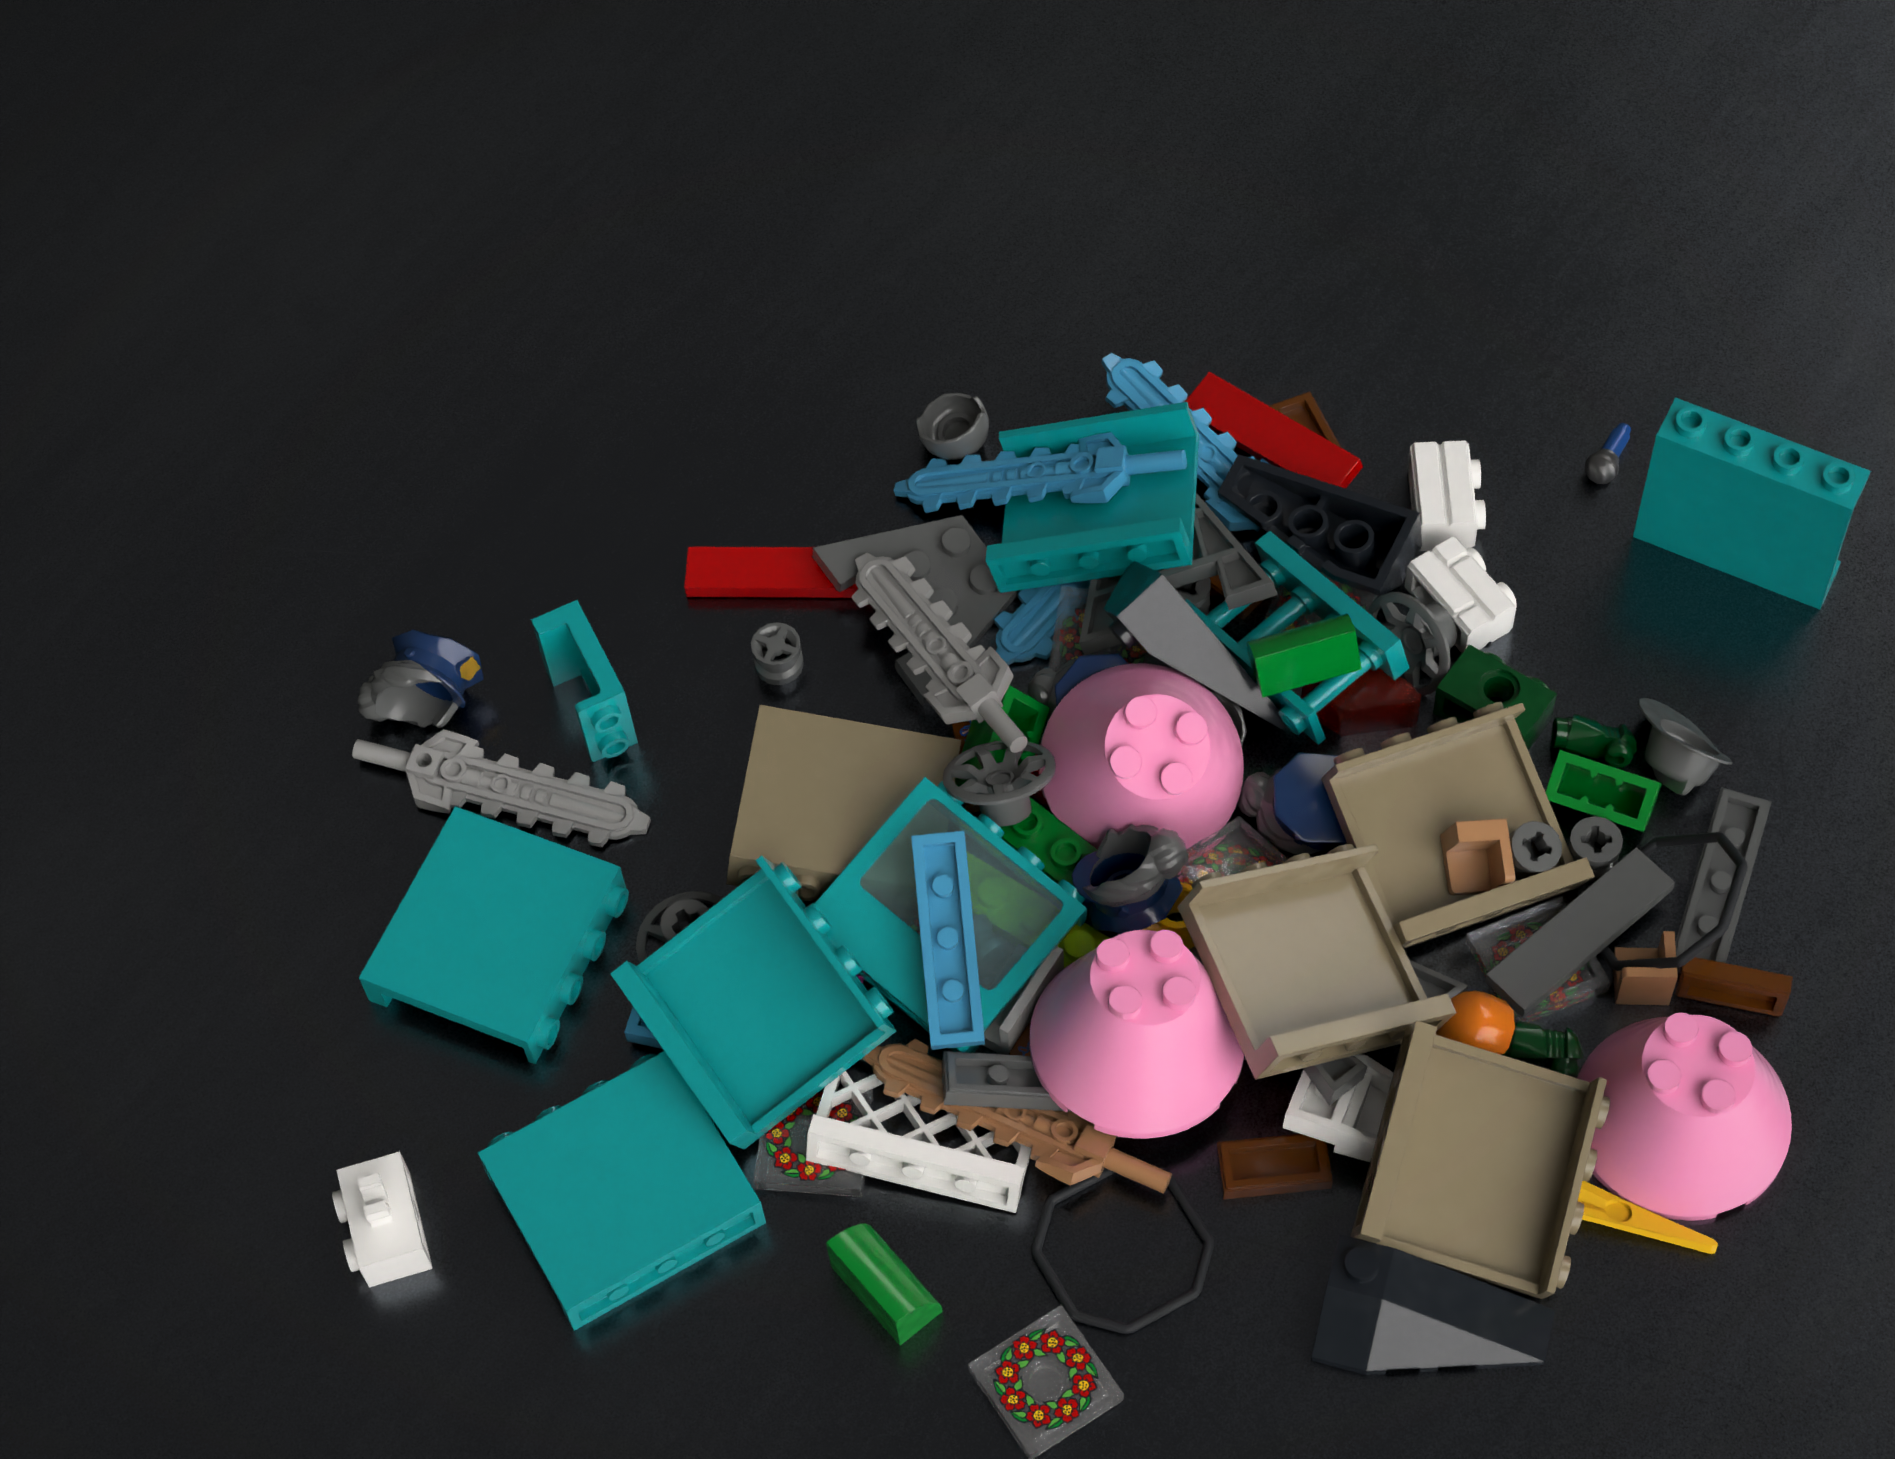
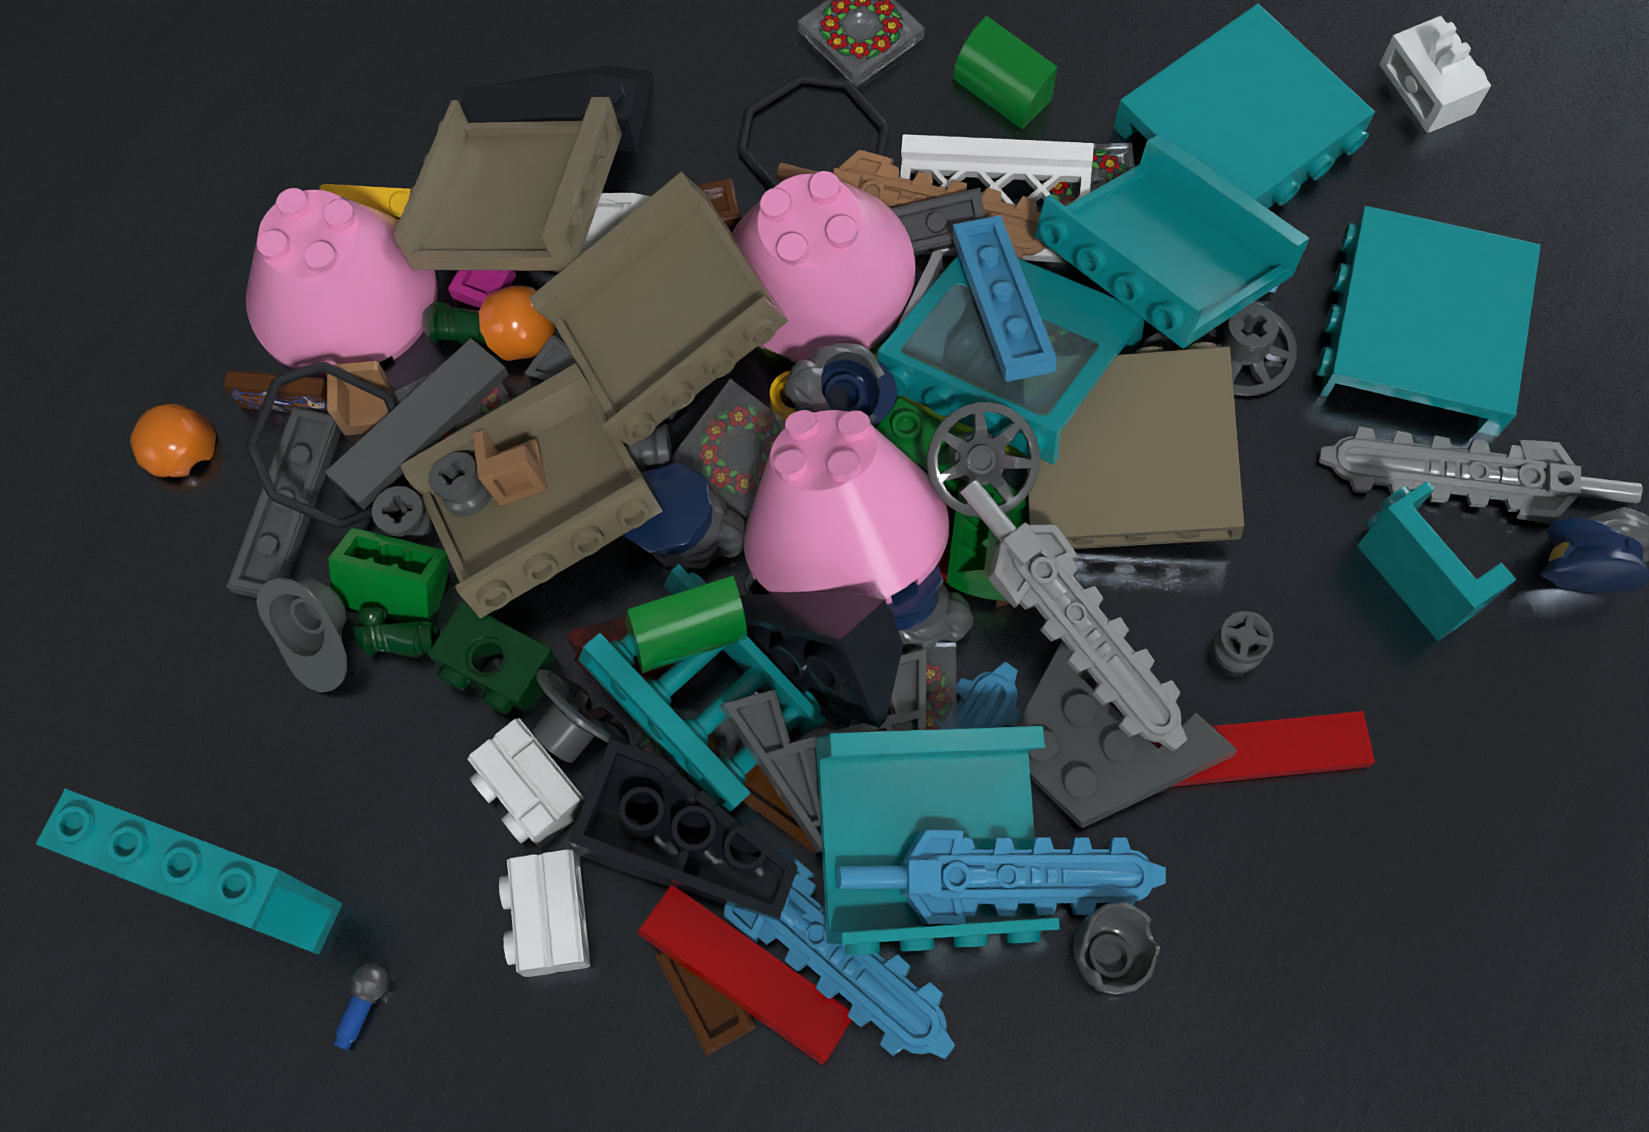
camera: 170 degrees right, 10 degrees up
(1850, 958) = (172, 440): none -> orange hair

